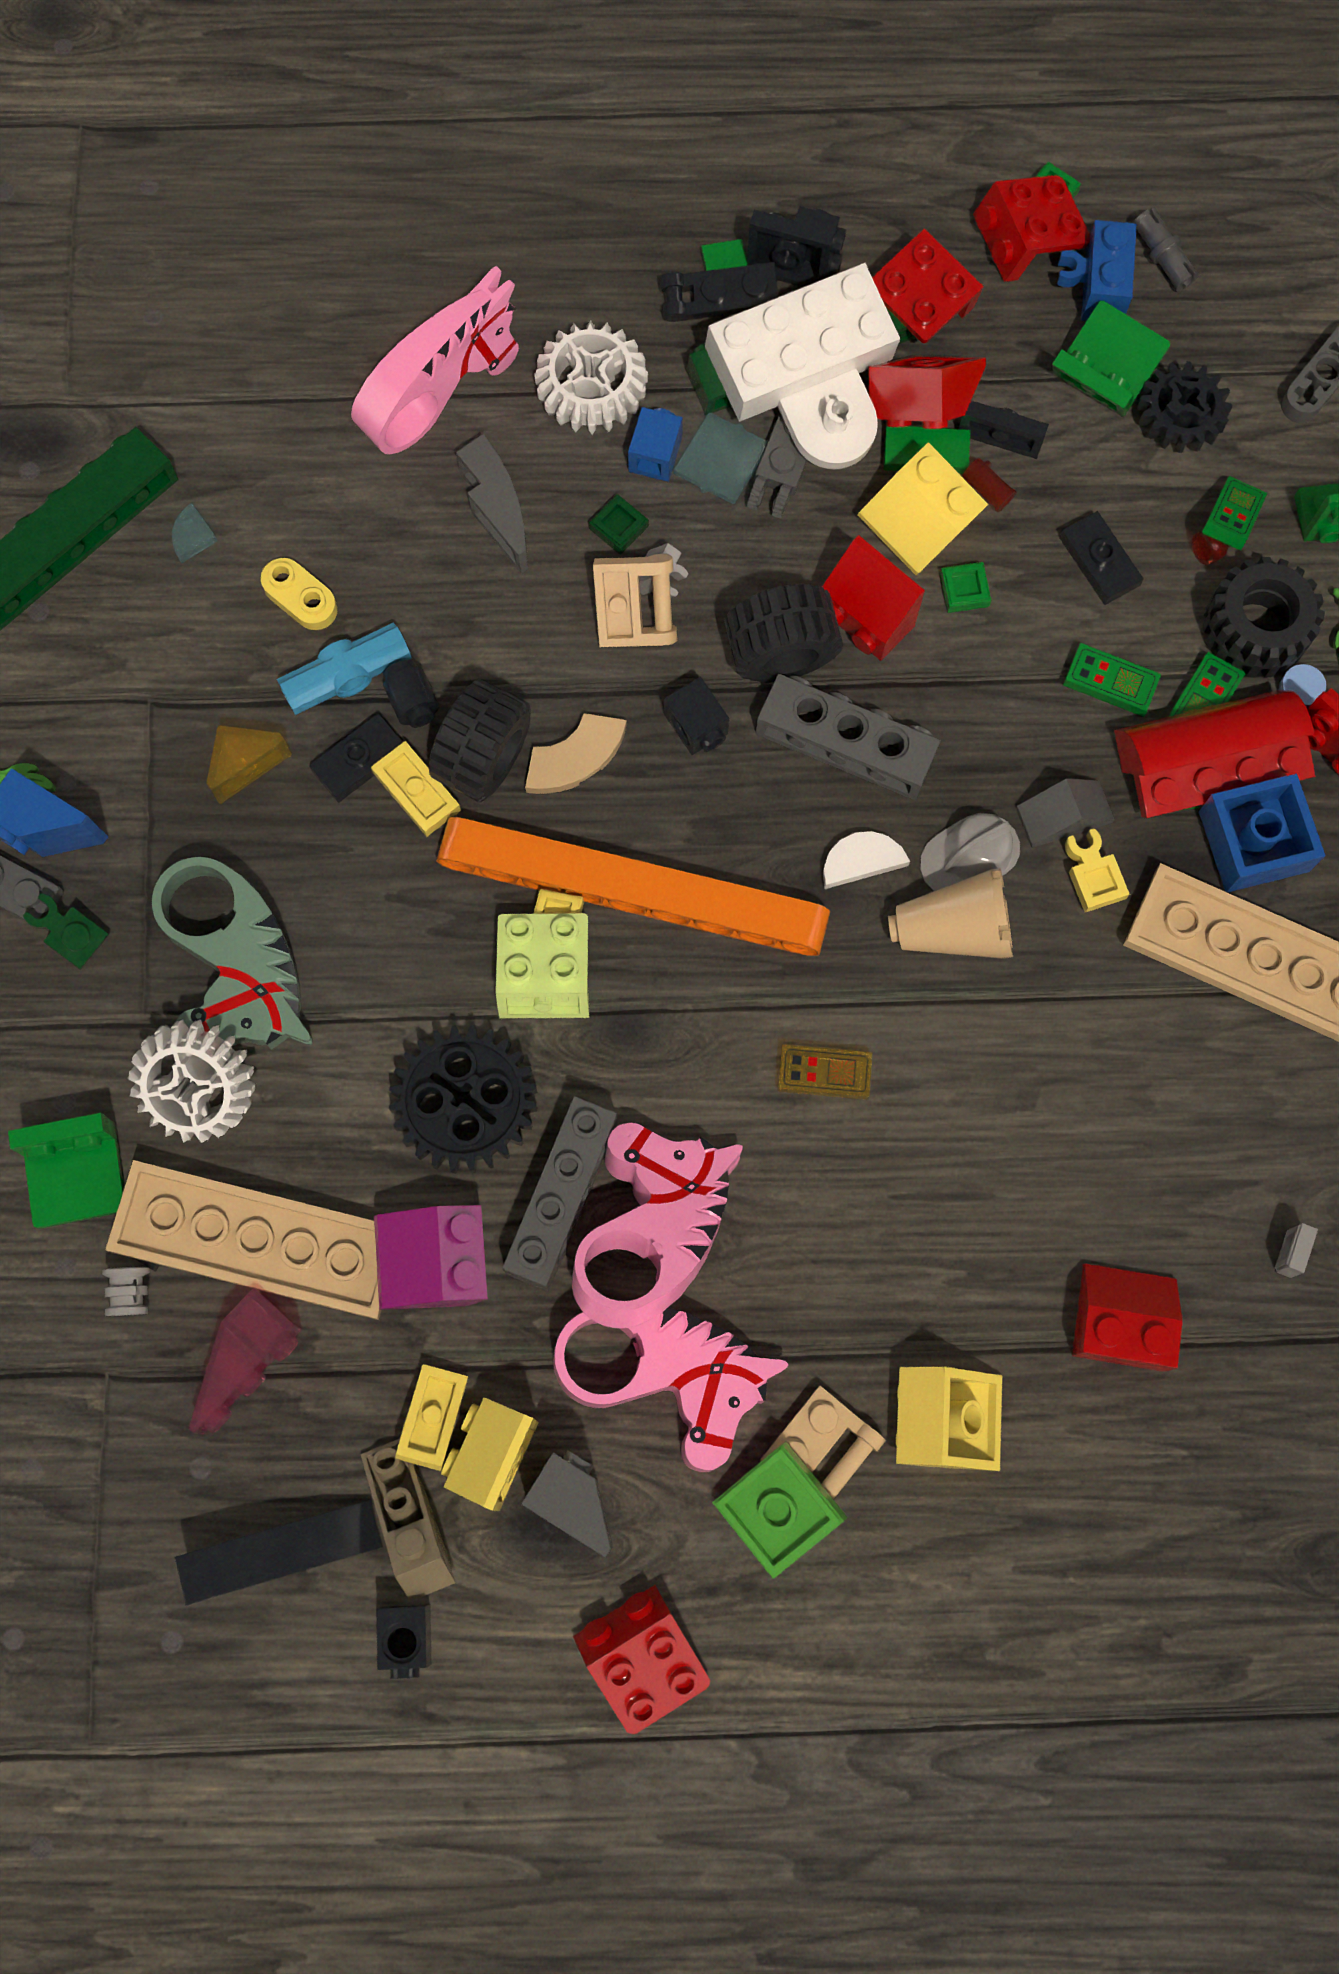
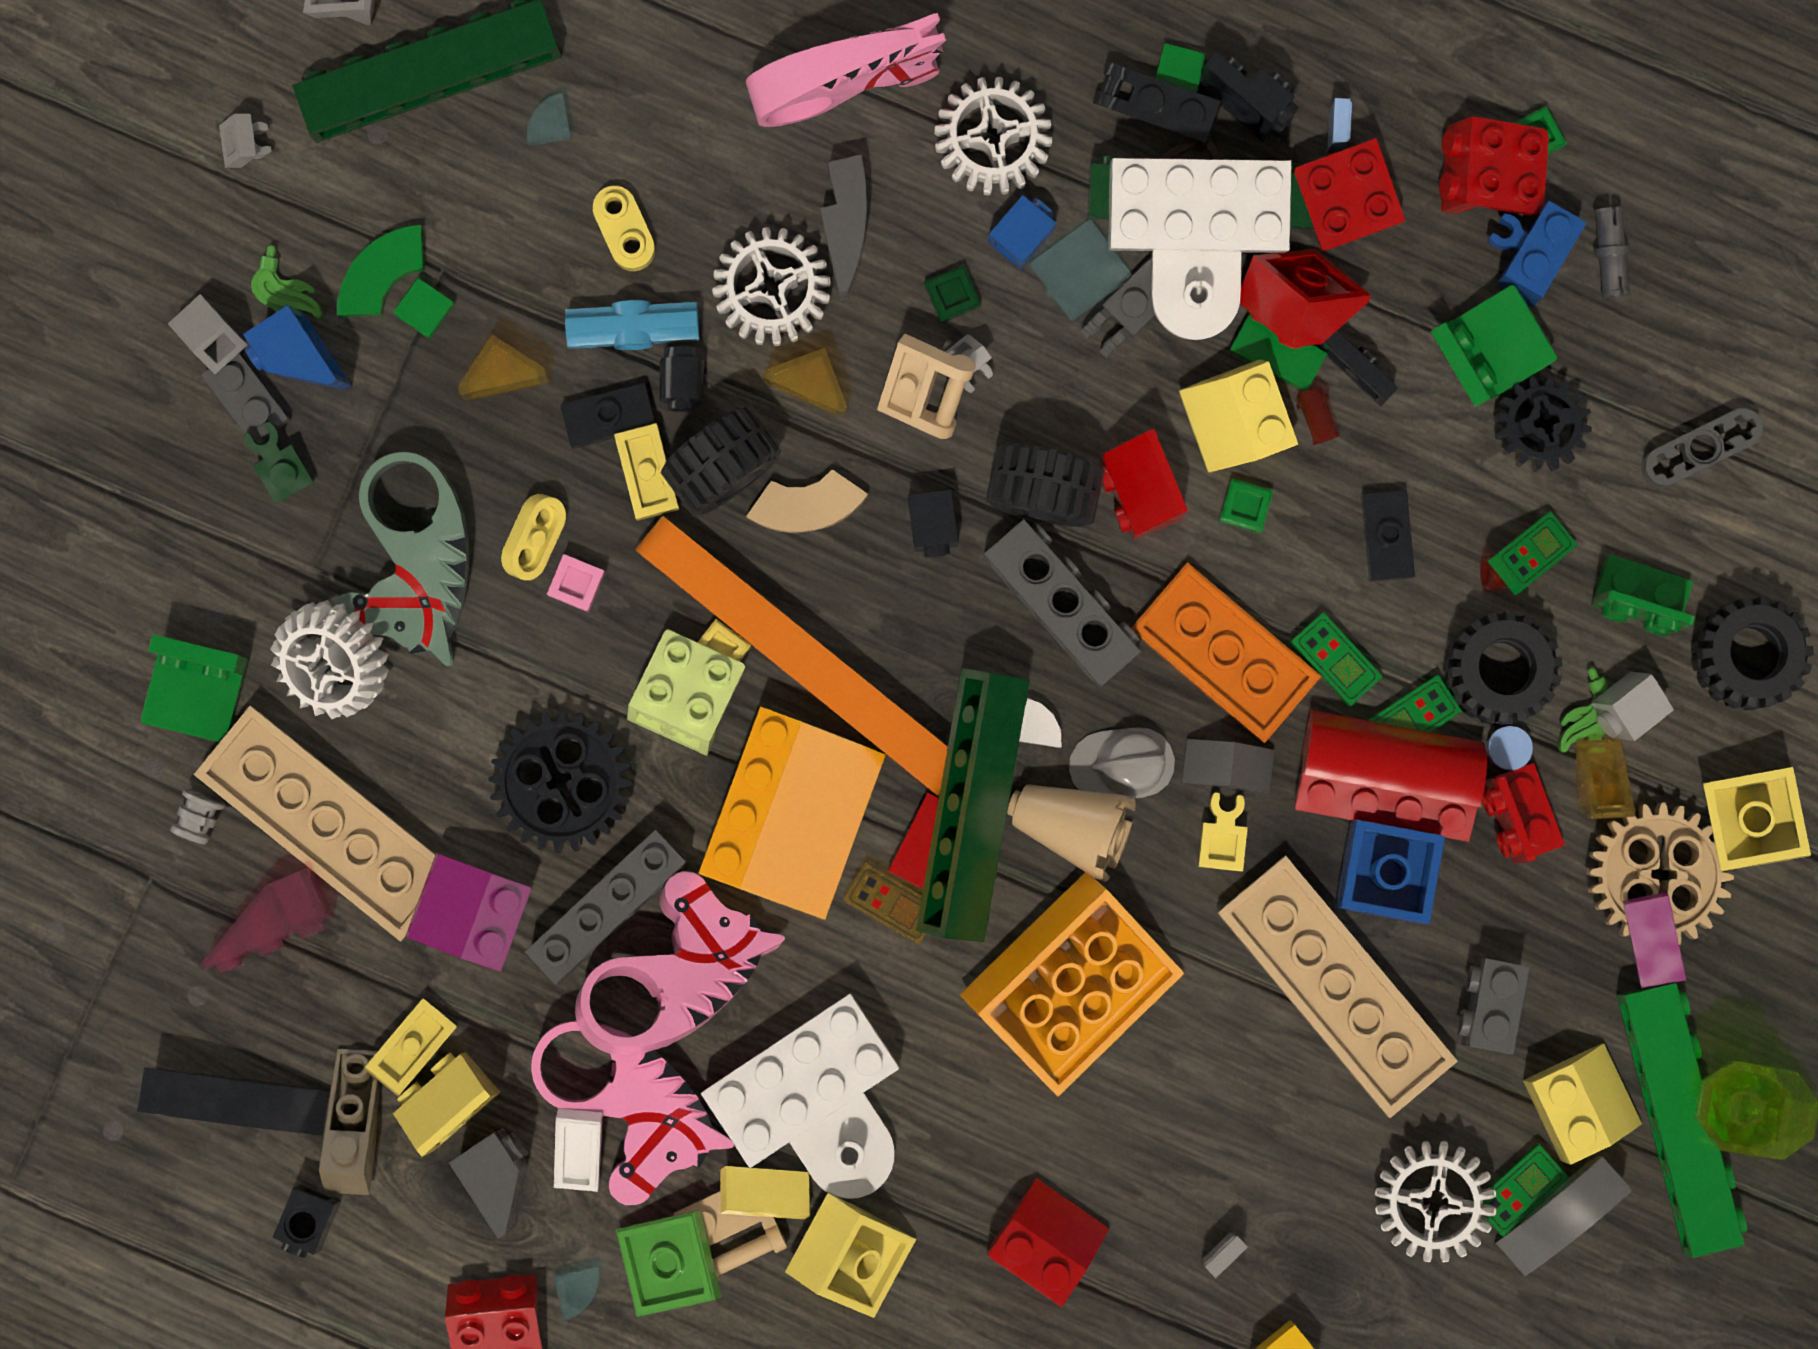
camera: 25 degrees right, 10 degrees up
(89, 723) = (378, 270): none -> green tile
(146, 738) = (424, 308): none -> green tile
(337, 892) = (533, 537): none -> light yellow plate
(395, 914) = (576, 583): none -> bright pink plate
(470, 557) = (790, 278): none -> white gear
(528, 646) = (809, 380): none -> clear yellow slope
(640, 1438) = (578, 1149): none -> white tile
(693, 1030) = (792, 813): none -> light orange slope
(702, 1582) = (577, 1290): none -> clear light blue tile
(830, 1001) = (914, 851): none -> red tile
(839, 1286) = (814, 1098): none -> white brick
(839, 1395) = (764, 1192): none -> light yellow tile
(858, 943) = (972, 805): none -> dark green brick
(882, 241) = (1339, 124): none -> light blue tile
(1013, 717) = (1225, 653): none -> orange tile
(1027, 1066) = (1072, 983): none -> light orange slope

